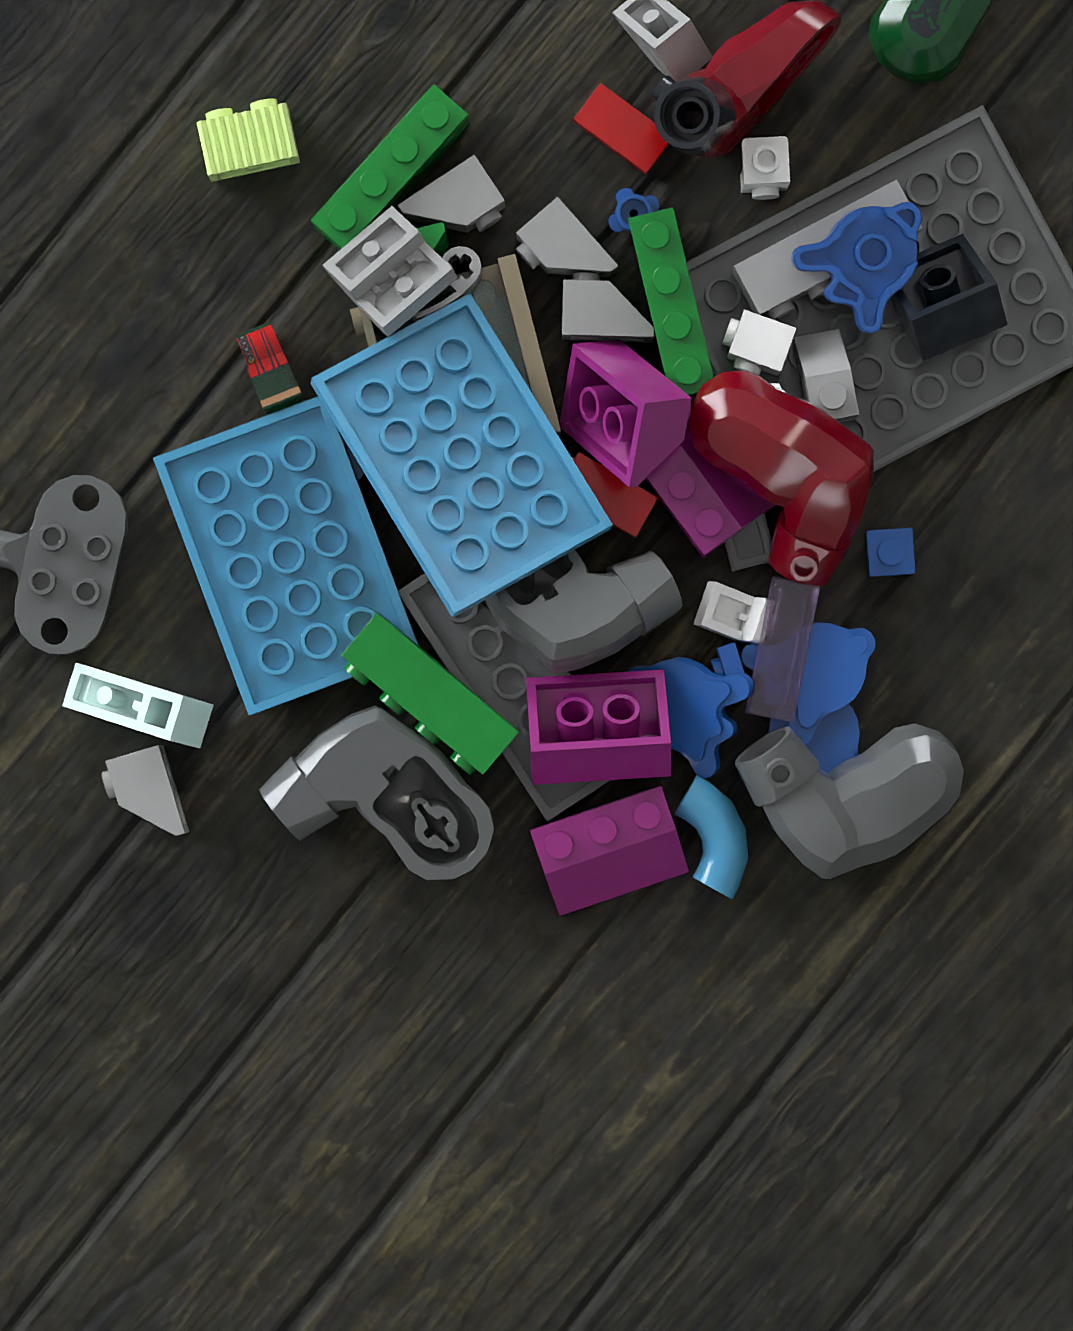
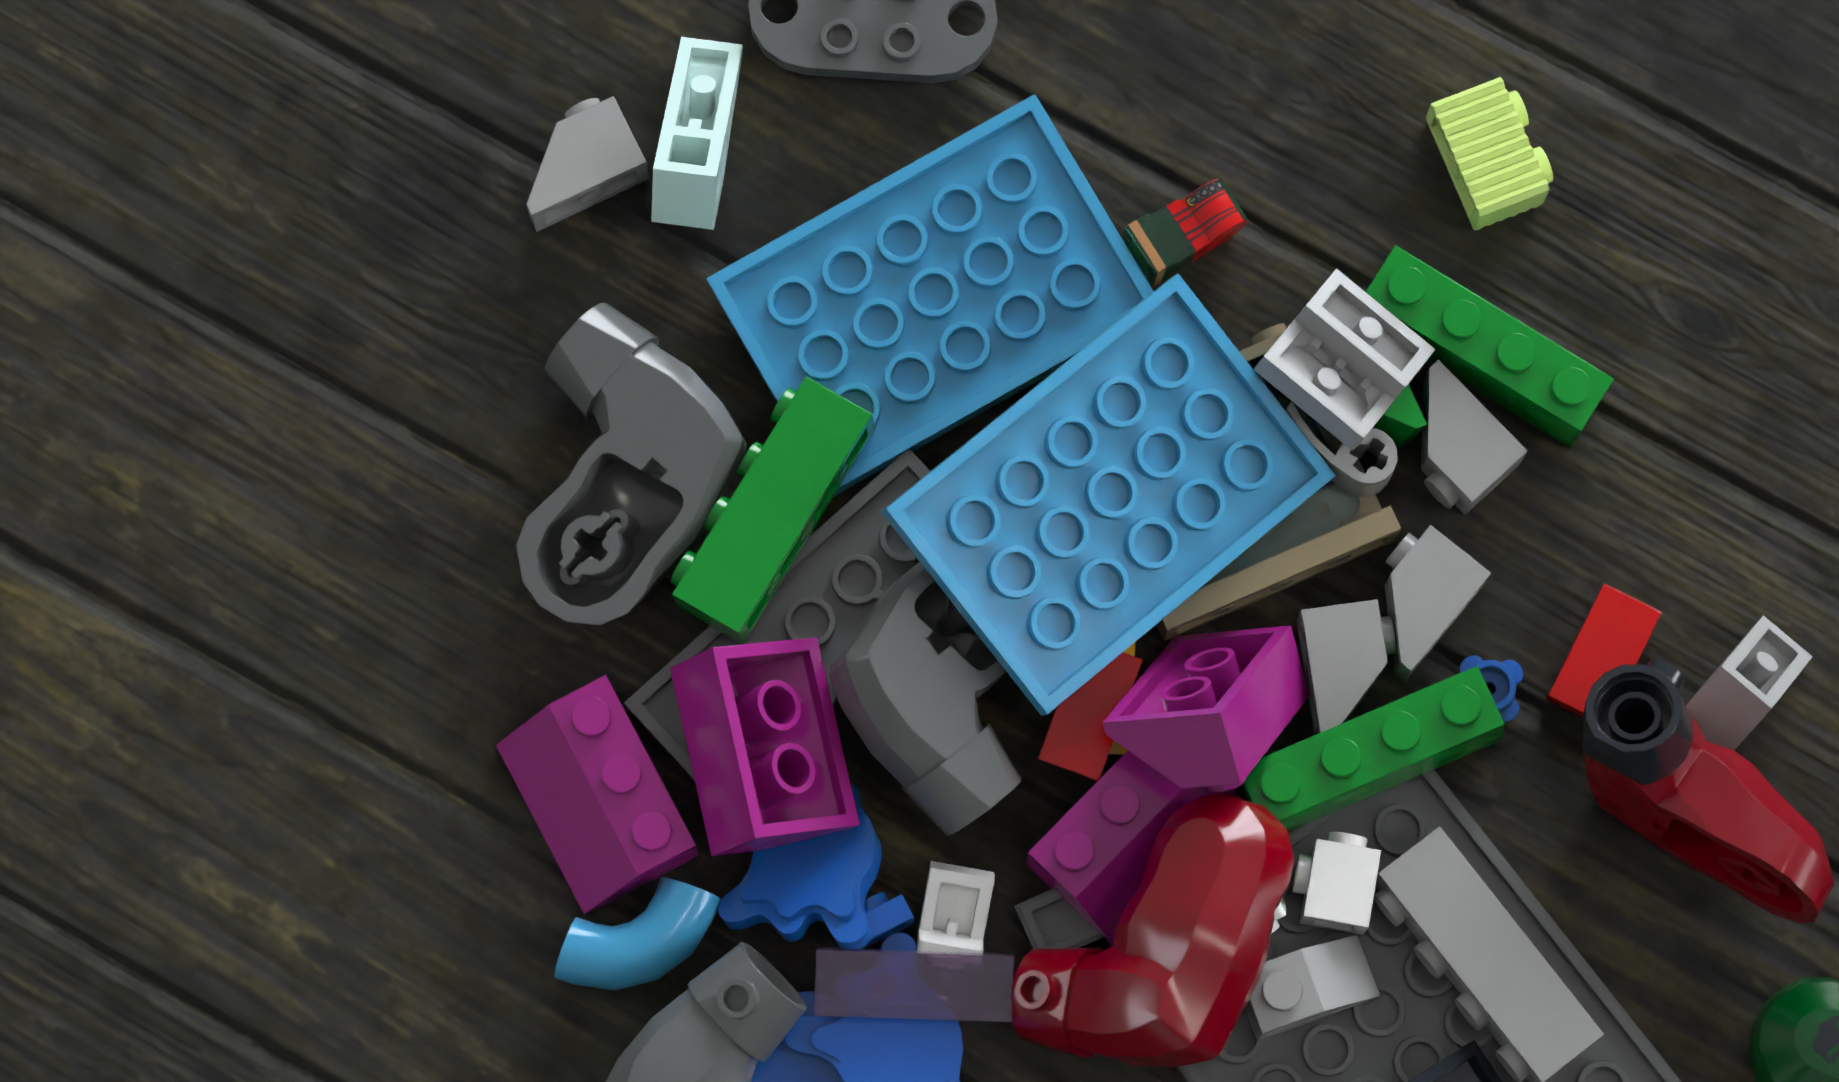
camera: 70 degrees right, 10 degrees down
(765, 167) = (1587, 853): white bracket -> none
(867, 257) = (1483, 1009): blue tile -> none

